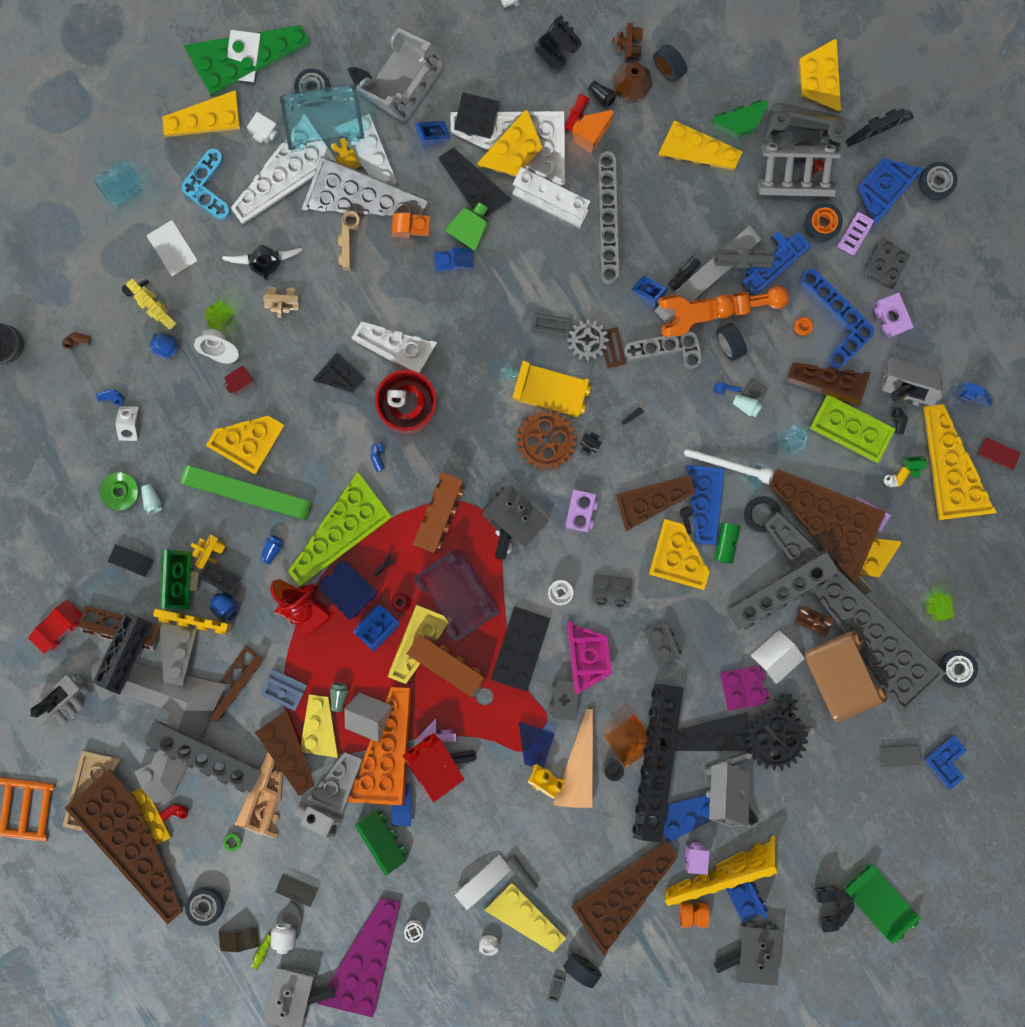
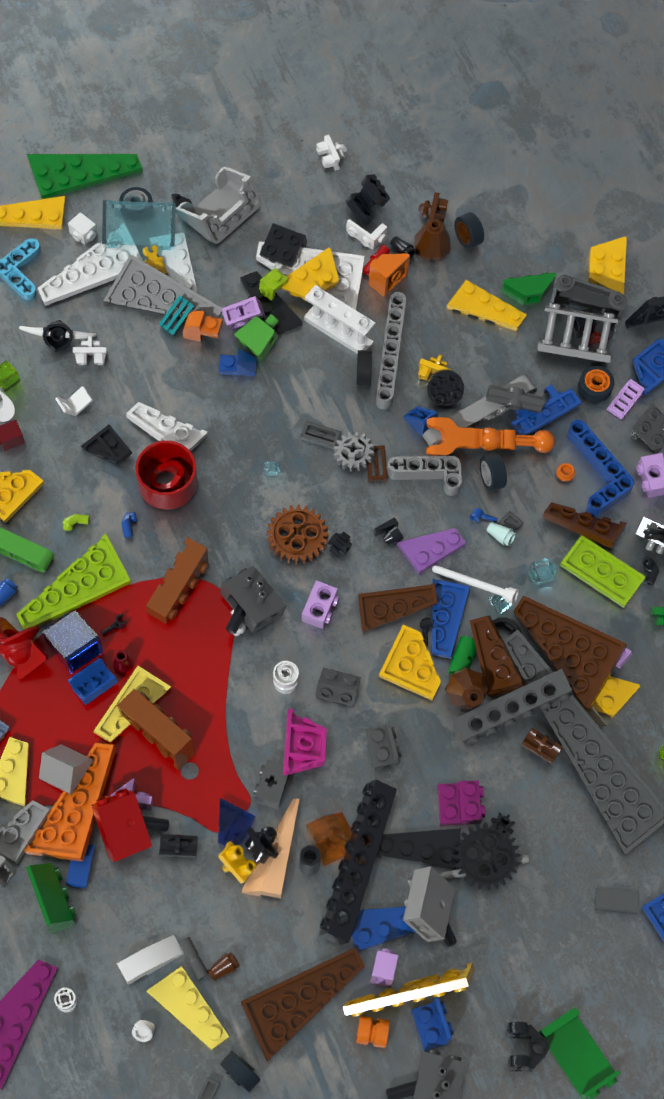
camera: 10 degrees right, 20 degrees down
(251, 45) = (87, 164): white sticker -> none
(281, 303) = (66, 374): tan hips -> none
(297, 332) = (76, 402): none -> white bracket
(309, 272) = (98, 352): none -> white hips
(322, 460) = (73, 519): none -> lime arm
(338, 696) = (39, 742): sand green cone -> none
(345, 239) = (138, 330): tan plate -> none
(374, 229) = (167, 327): none -> teal tile
(396, 394) = (158, 465): white tile -> none
(432, 133) = (237, 256): blue slope -> none
(450, 203) = (242, 312): none -> lavender brick
(458, 594) = (180, 659): clear purple windscreen -> none
(474, 164) = (272, 283): none -> lime bracket
(488, 774) = (178, 845): none -> black hips
(520, 649) = (235, 728): black plate -> none
(550, 877) = (224, 966): none -> reddish brown cone
(551, 390) = (309, 490): yellow panel -> none
(565, 91) = (367, 239): none -> white bracket
(566, 758) = (262, 844): none -> black hips
(584, 246) = (364, 367): none -> black tyre
(640, 425) = (392, 536): none -> black hose
(647, 233) = (430, 367): none -> yellow hips
(670, 254) = (445, 388): none -> black tile
(679, 432) = (430, 549): none -> medium lavender wing
(684, 273) = (458, 406): black axle -> none
(736, 578) = (466, 689): none -> reddish brown cone
(758, 542) = (495, 661): none -> reddish brown wing
(777, 656) = (500, 778): white slope -> none
(844, 676) = (566, 803): medium nougat windscreen -> none
(896, 480) = (642, 627): arm -> none

